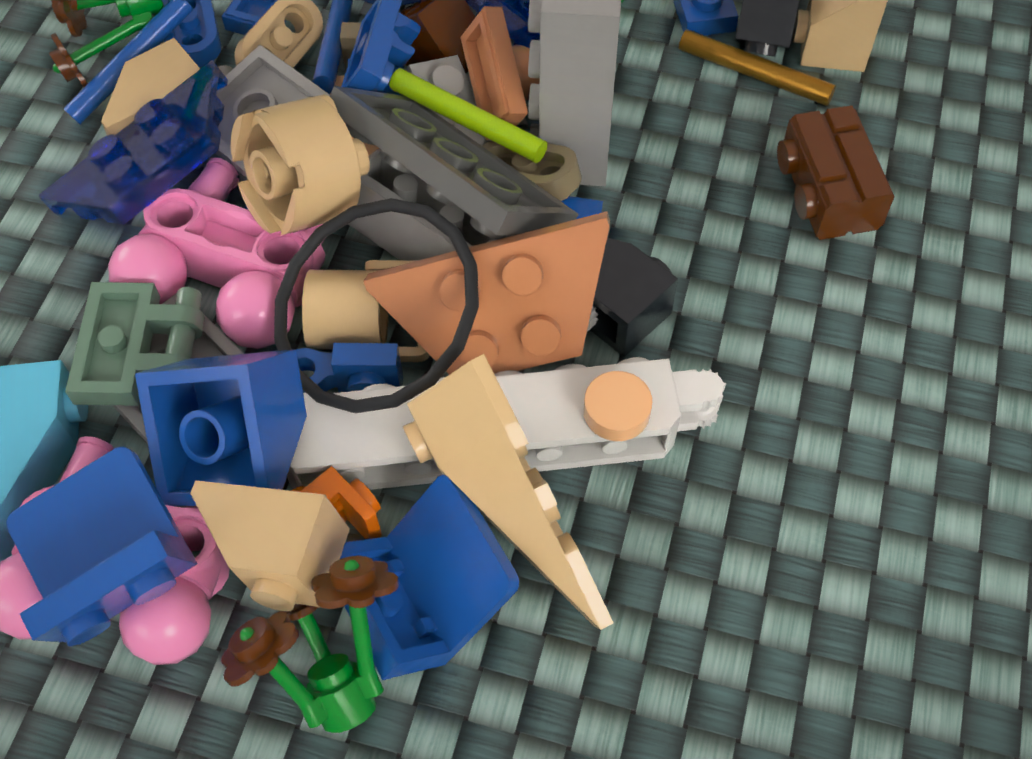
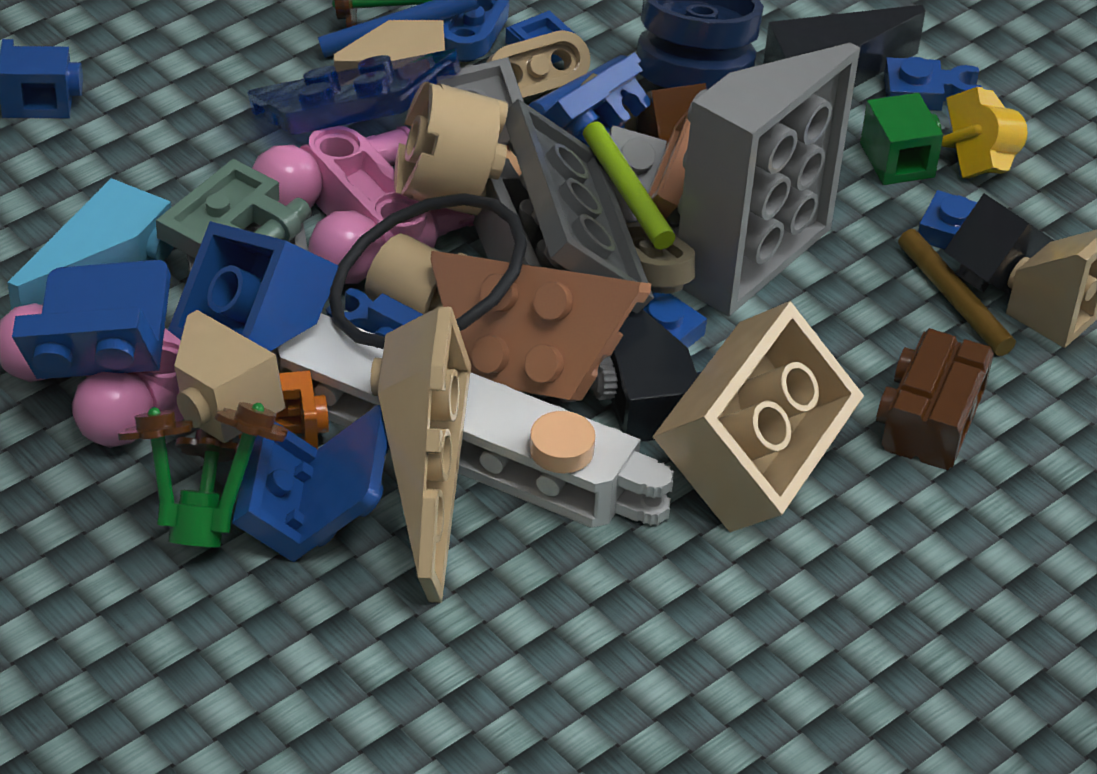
camera: 30 degrees right, 15 degrees down
(745, 278) = (759, 417): none -> tan brick

